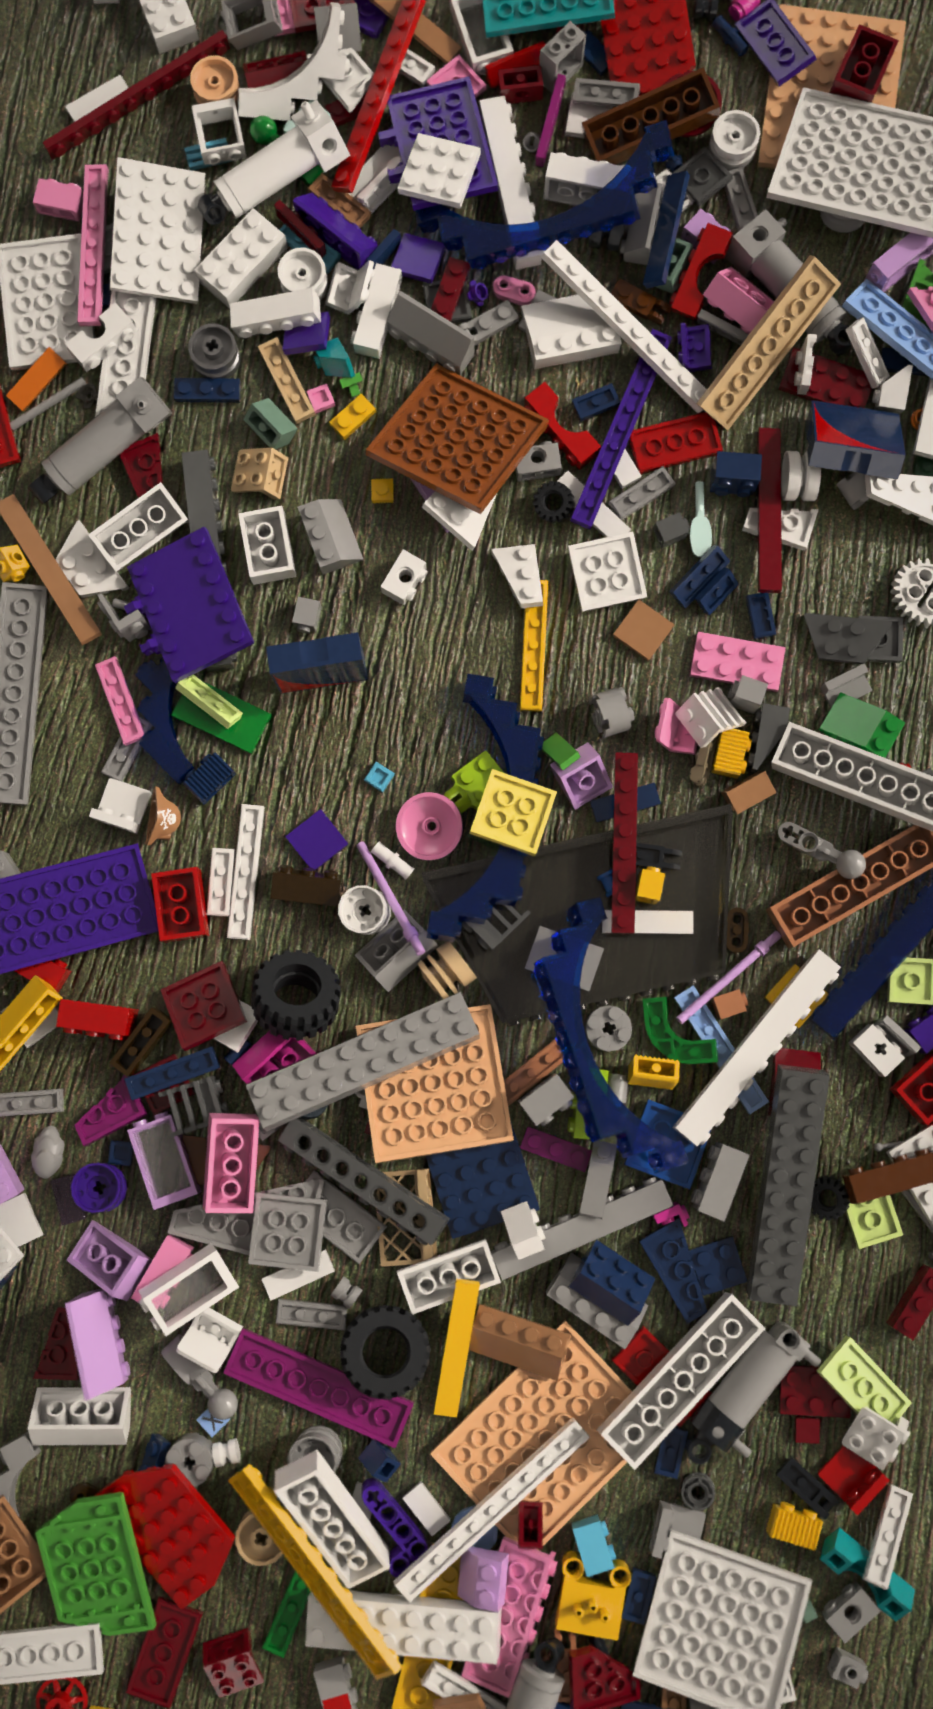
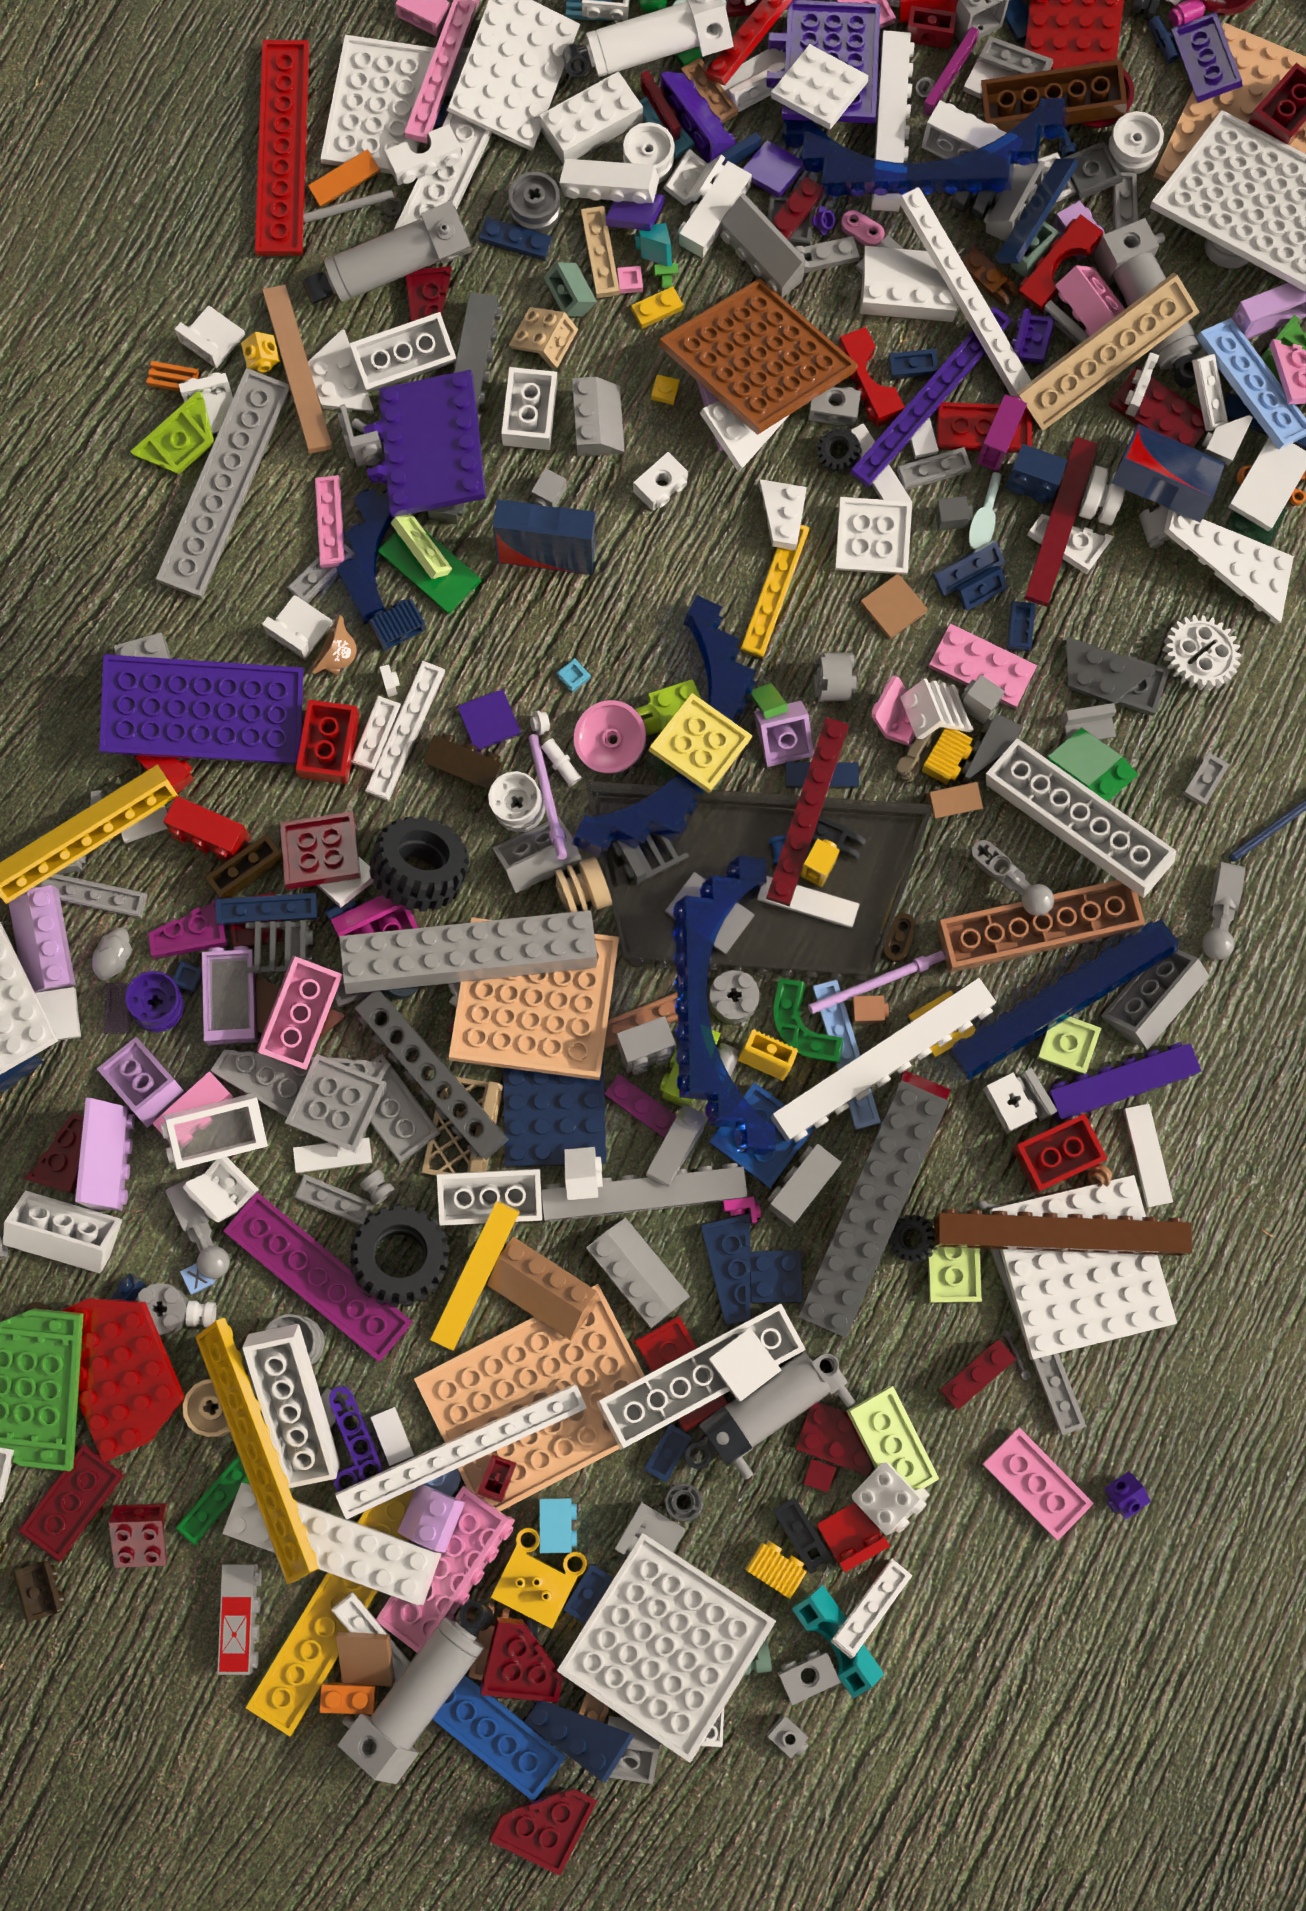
camera: 10 degrees right, 5 degrees down
(218, 831) = (390, 680): none -> white plate
(362, 830) = (540, 722): none -> white plate
(379, 1460) = (358, 1368): dark blue brick -> none
(612, 1283) = (658, 1256): dark blue brick -> none
(695, 445) = (1001, 432): none -> magenta window
(717, 1361) = (744, 1364): none -> white tile

